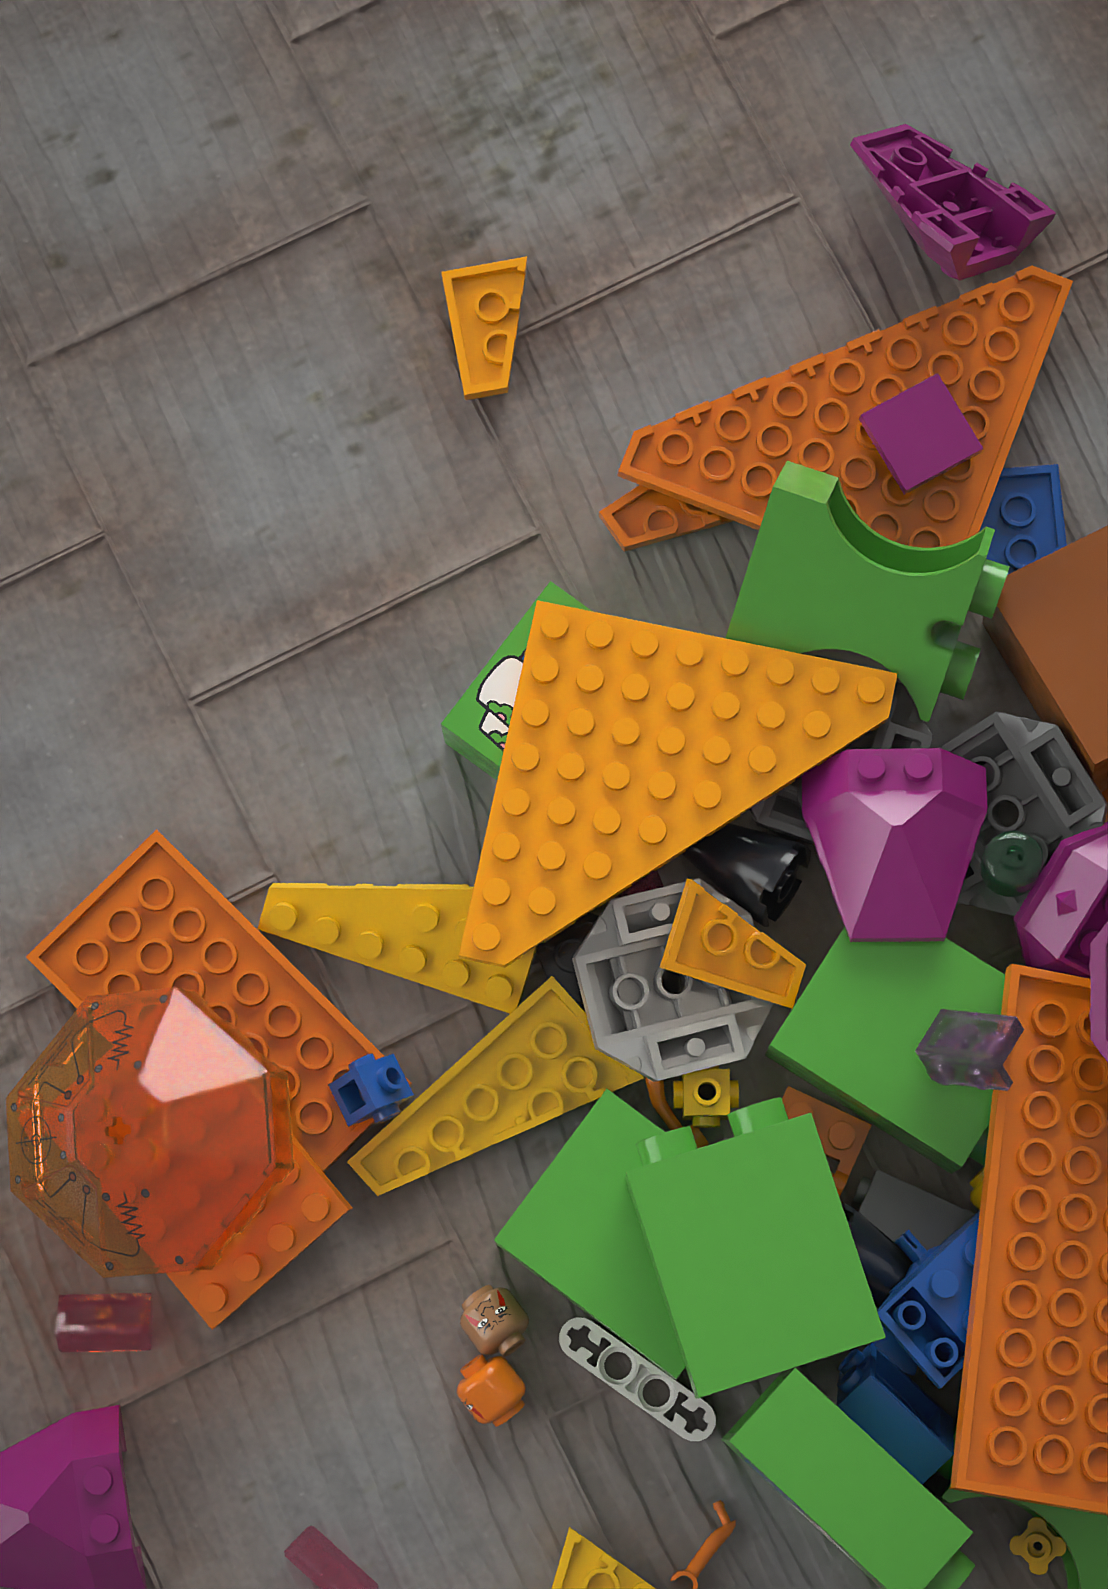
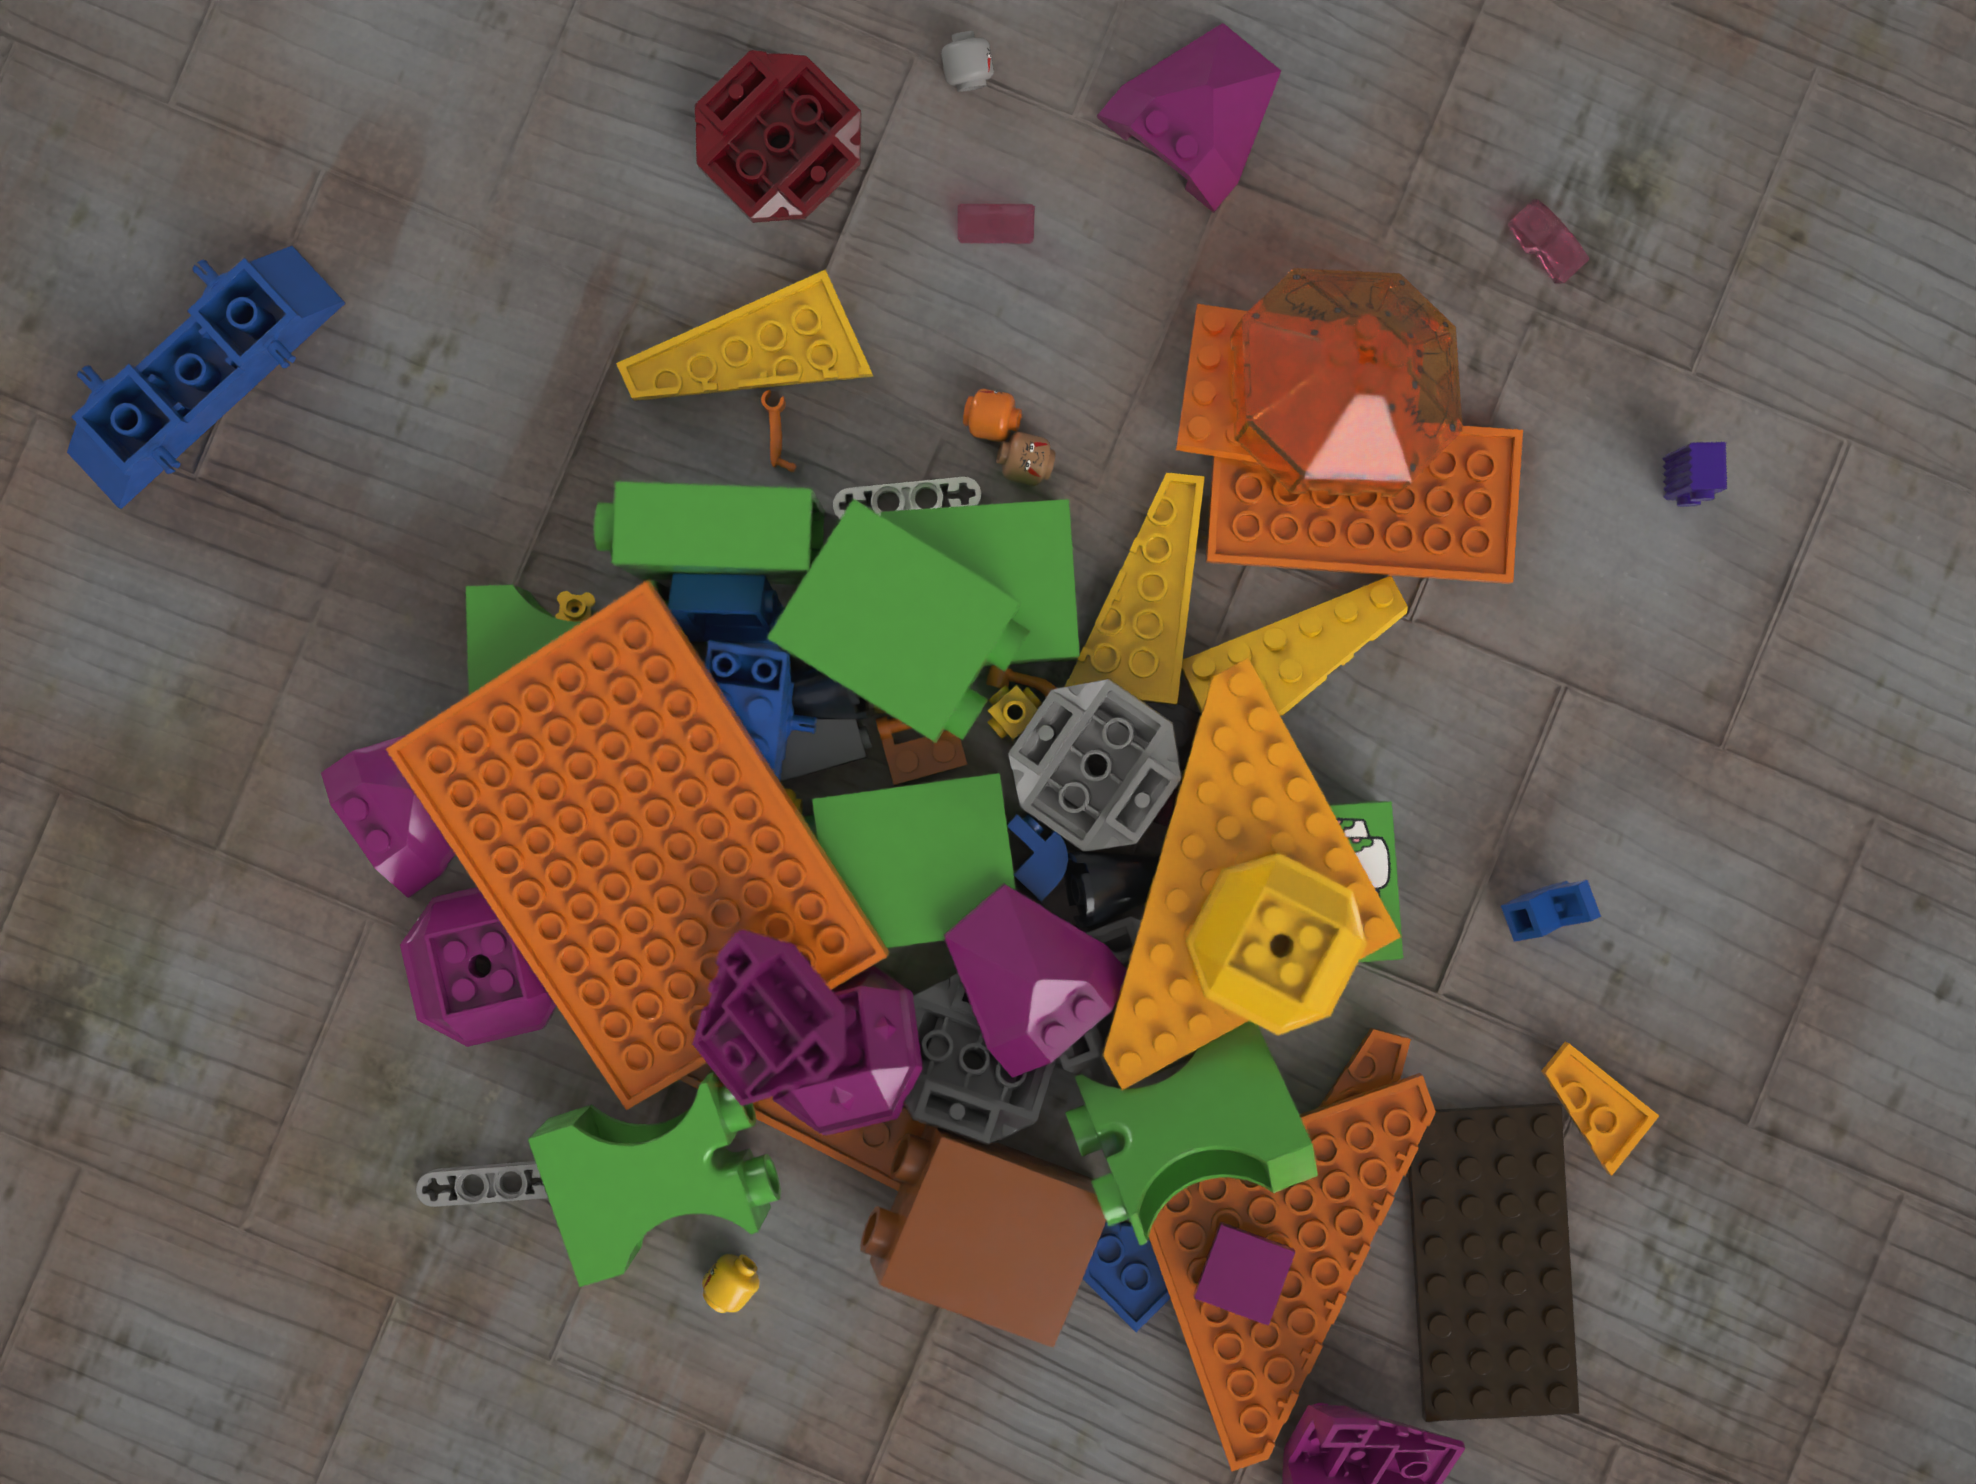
camera: 135 degrees right, 10 degrees up
(104, 1322) = (1268, 252): clear pink slope -> none
(378, 1084) = (1228, 530): blue brick -> none
(380, 521) = (1549, 909): none -> blue brick
(643, 729) = (1235, 933): none -> yellow piece
(692, 268) = (1493, 1265): none -> dark brown plate
(727, 951) = (1076, 812): light orange wing -> none
(802, 931) = (1046, 863): none -> blue brick
(969, 1049) = (868, 875): bracket -> none
(1011, 863) = (951, 1034): clear green head -> none

